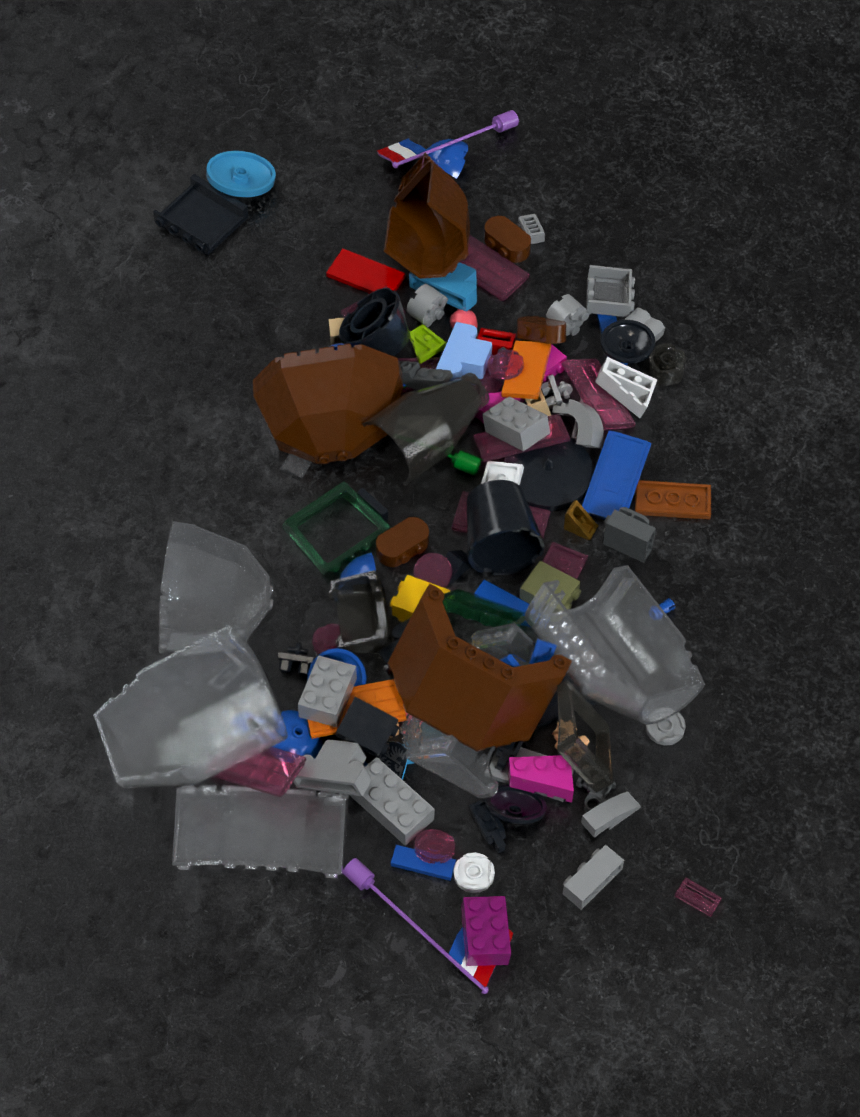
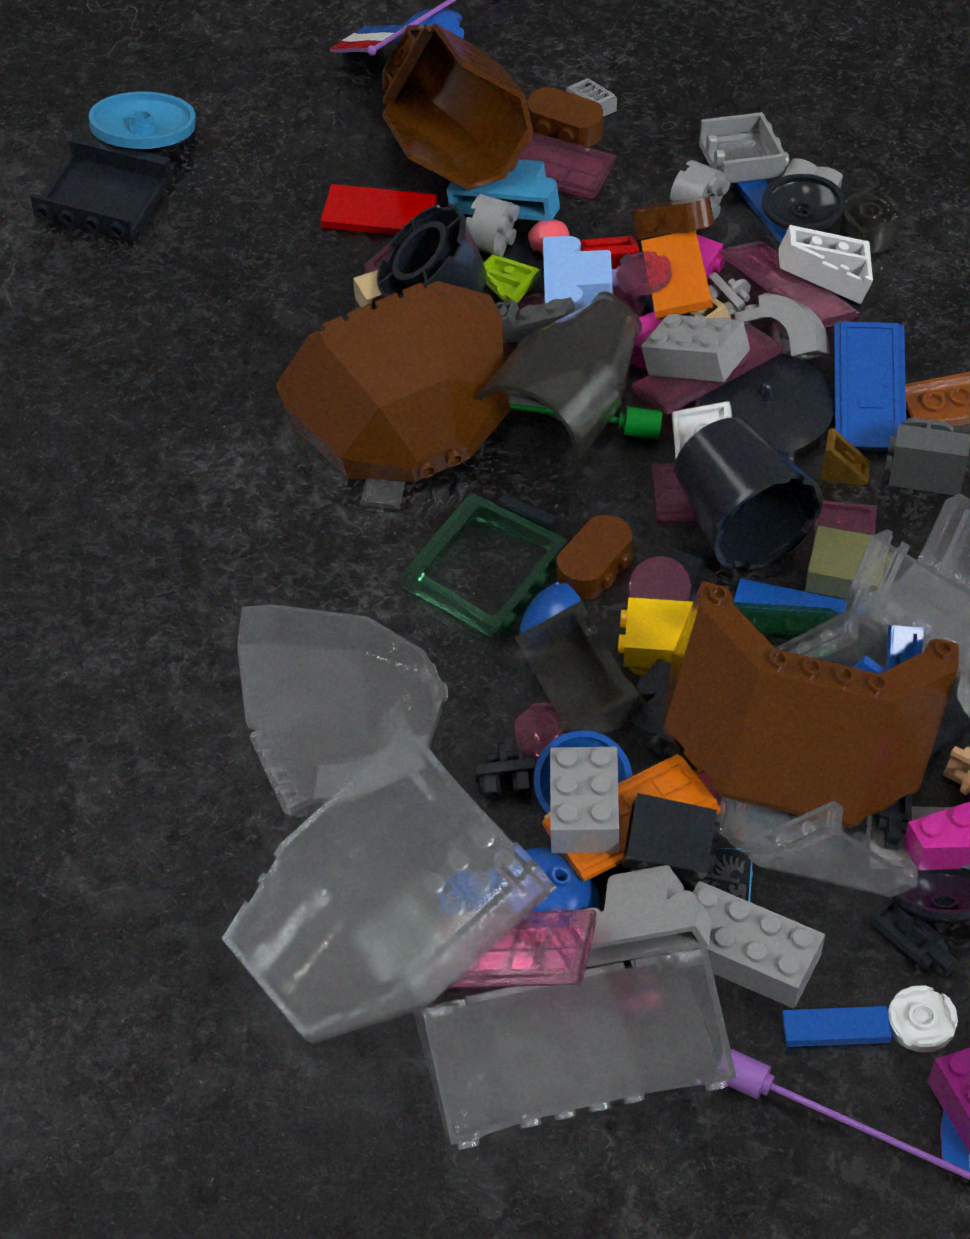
camera: 15 degrees left, 5 degrees down
(434, 846) = (845, 995): clear pink tile -> none

